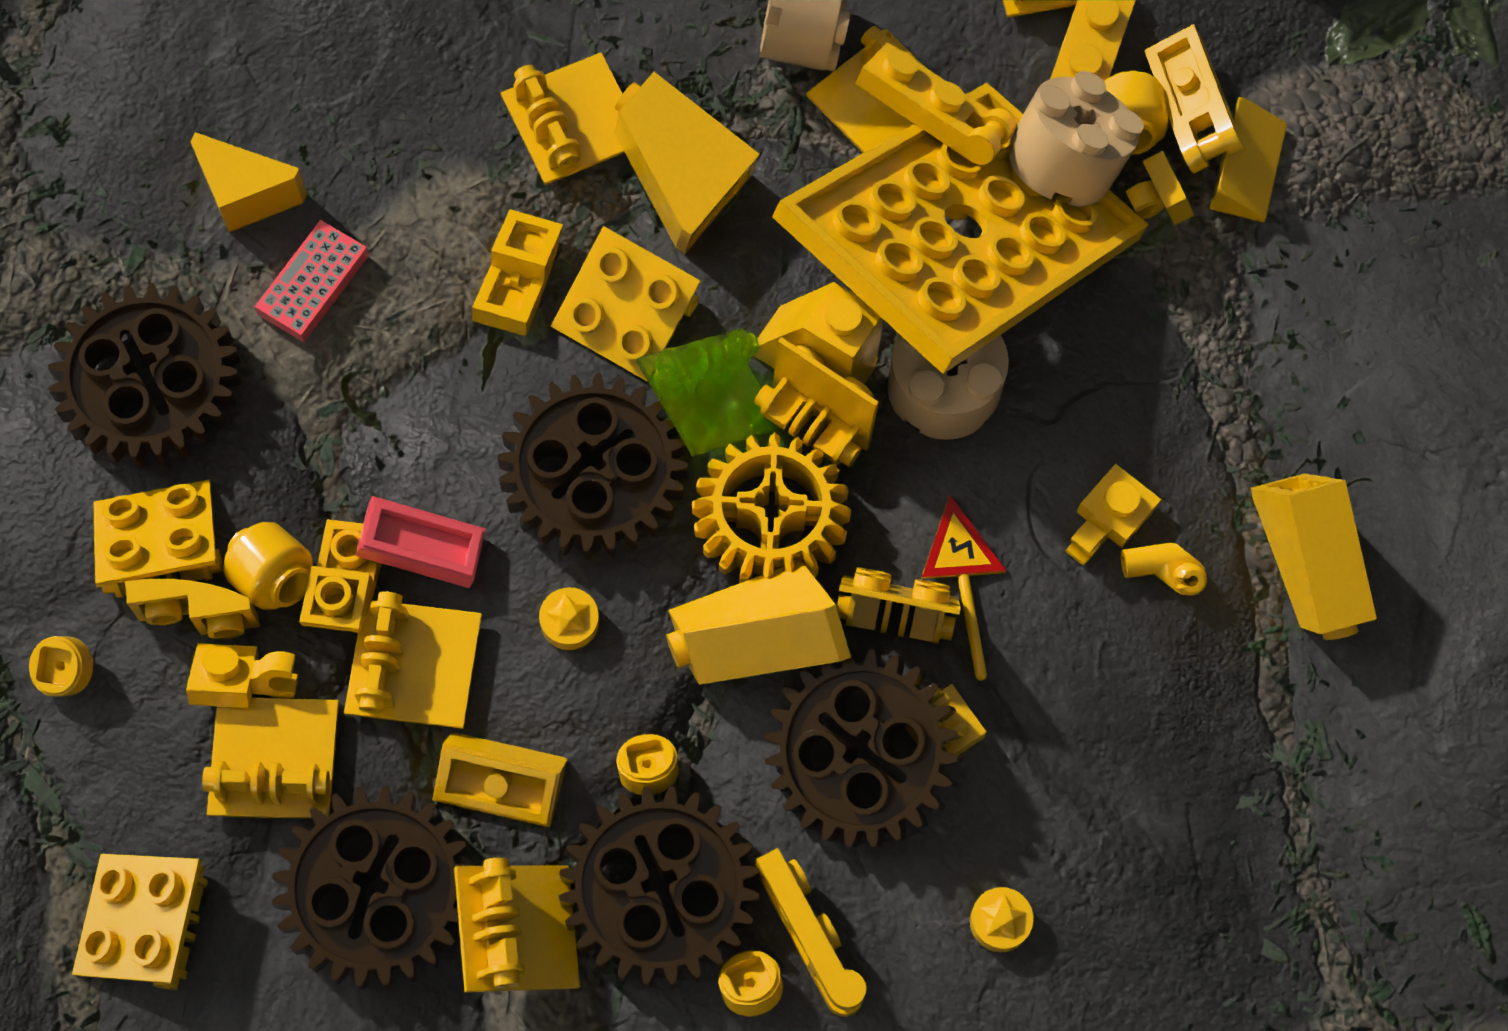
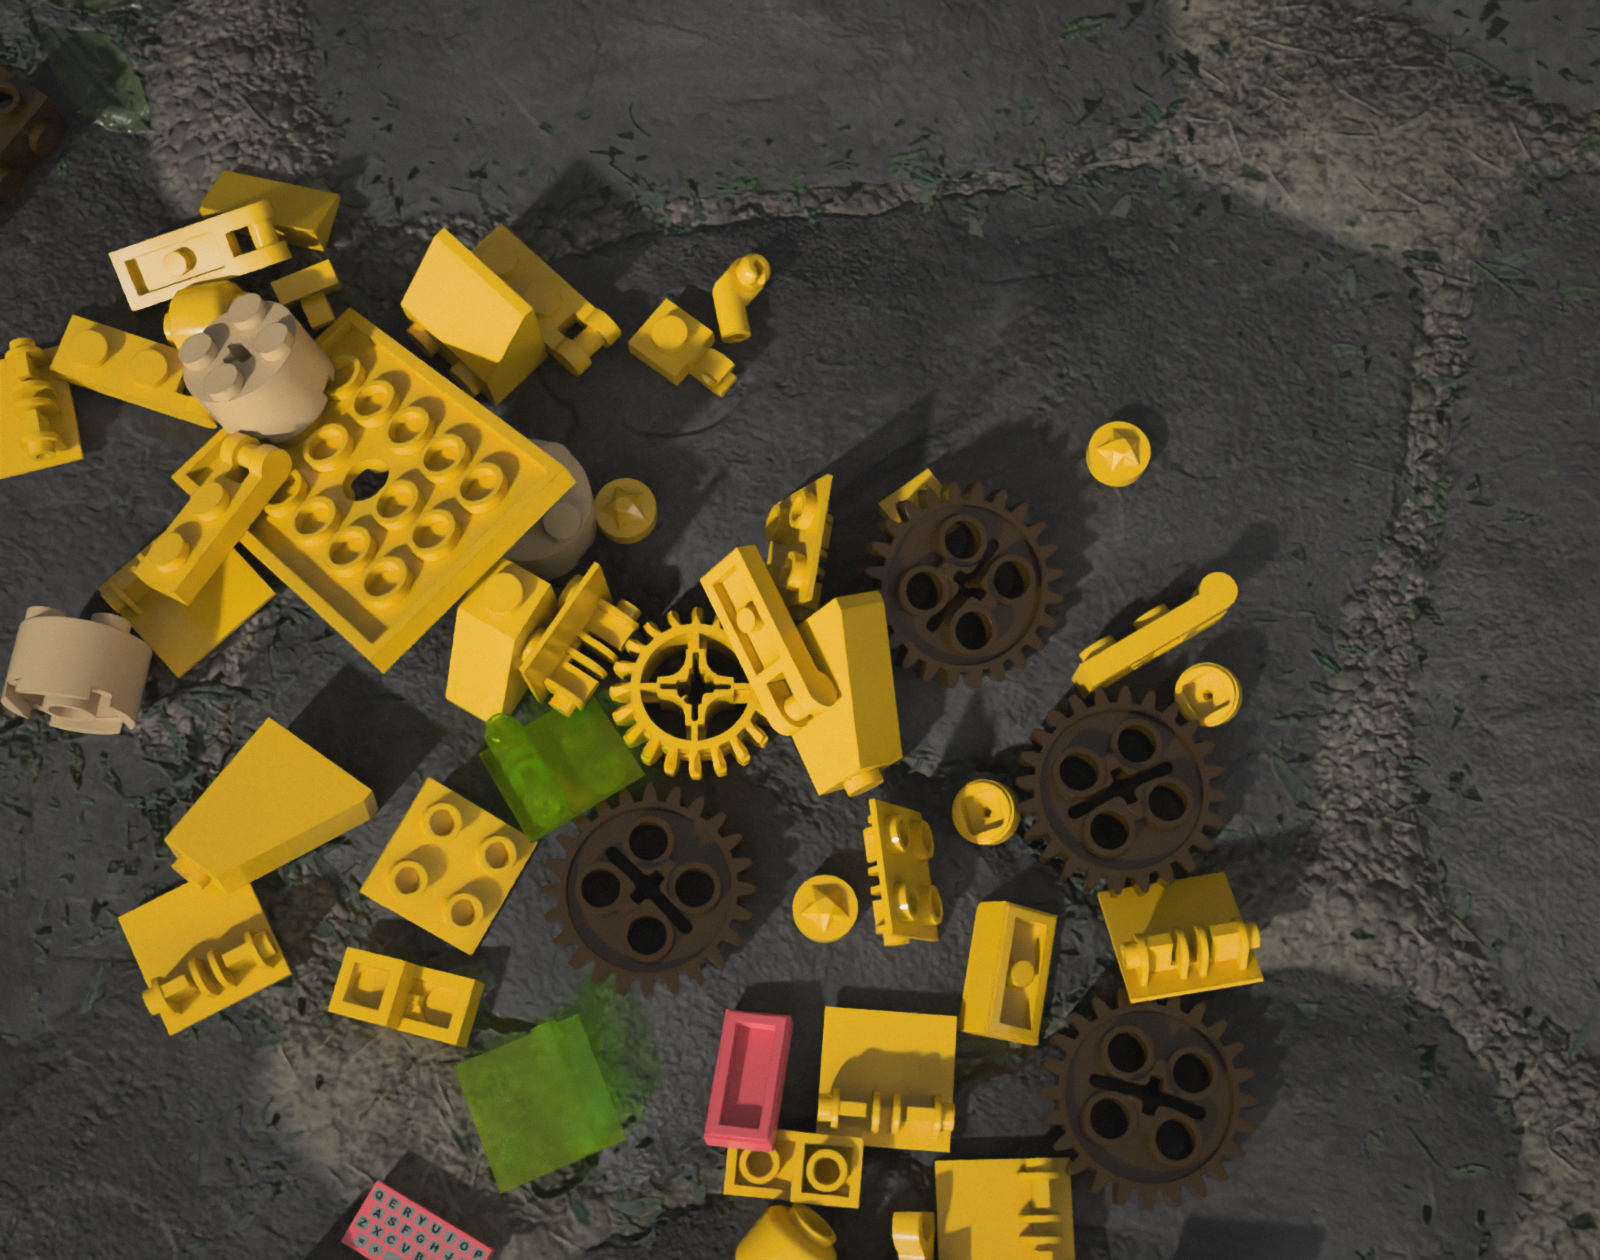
camera: 90 degrees left, 5 degrees up
(419, 376) = (539, 1103): none -> clear neon green hinge
(590, 675) = (901, 848): none -> yellow hinge
(805, 557) = (767, 641): none -> yellow plate
(950, 460) = (626, 511): none -> yellow tile
(962, 553) = (729, 500): piece -> none
(1128, 323) = (472, 321): none -> yellow slope
(1161, 388) = (551, 297): none -> yellow plate
(1317, 552) = (718, 147): yellow slope -> none

